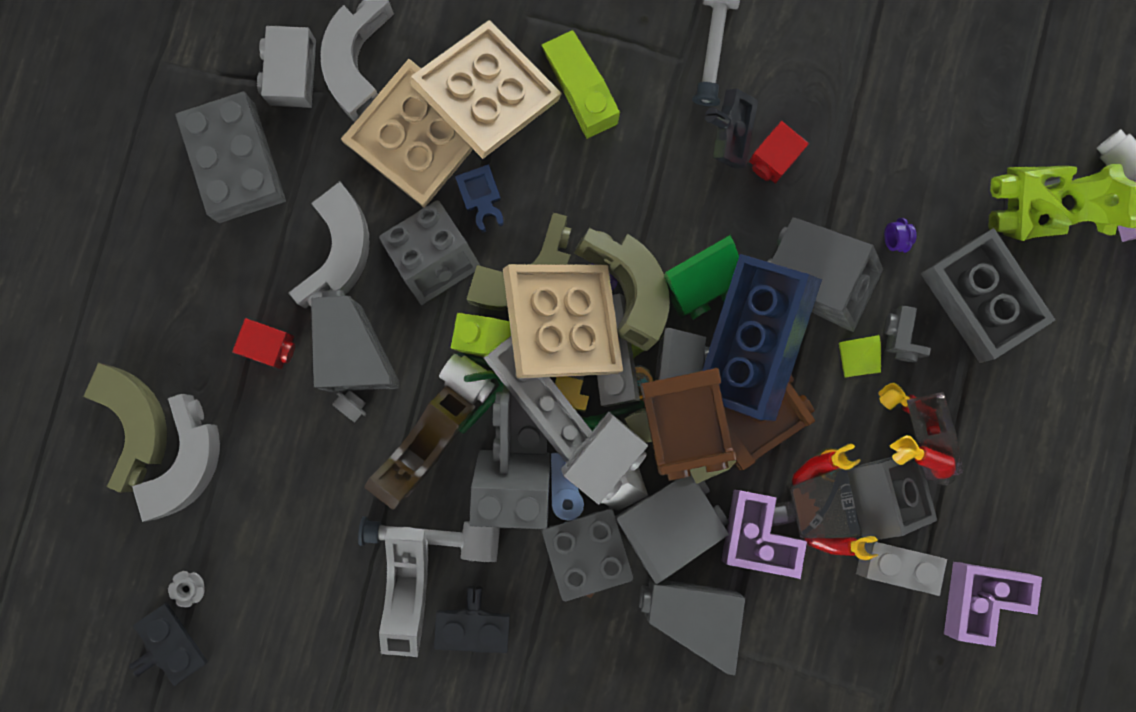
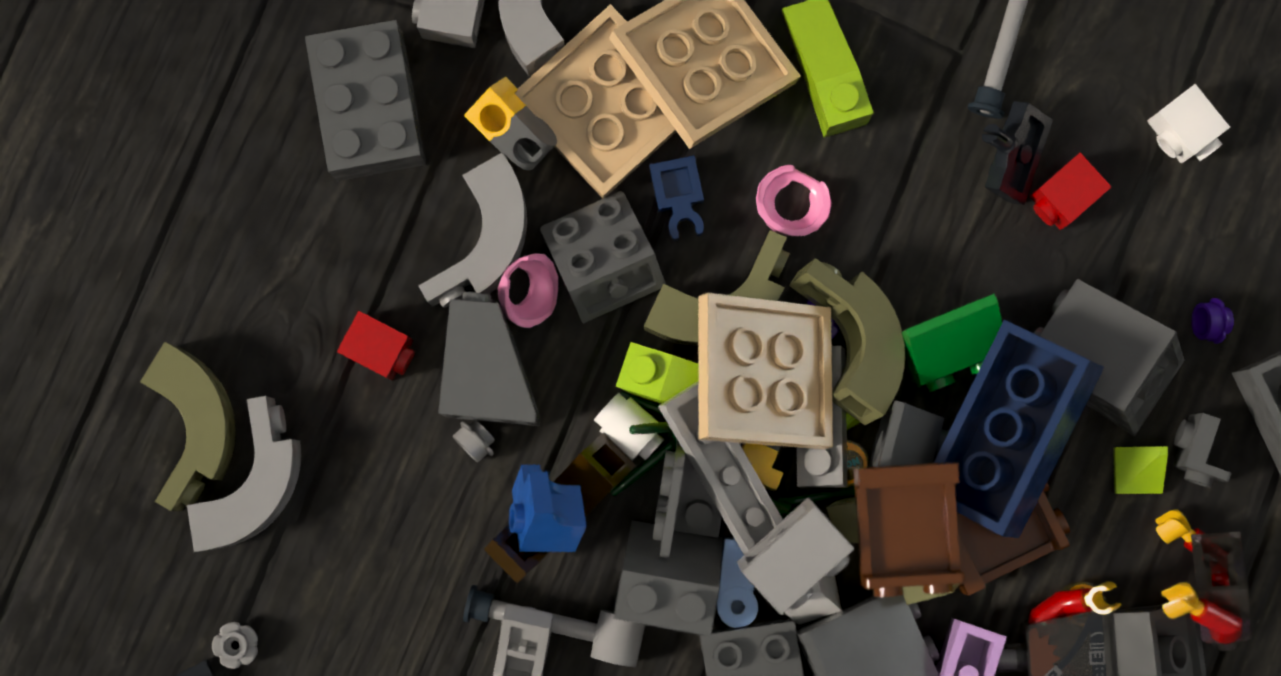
camera: 10 degrees right, 0 degrees up
(344, 160) = (512, 125): none -> leg
(387, 285) = (541, 294): none -> bright pink piece
(408, 452) = (545, 513): none -> blue brick
(556, 175) = (819, 202): none -> bright pink piece
(861, 90) = (1189, 126): none -> white brick

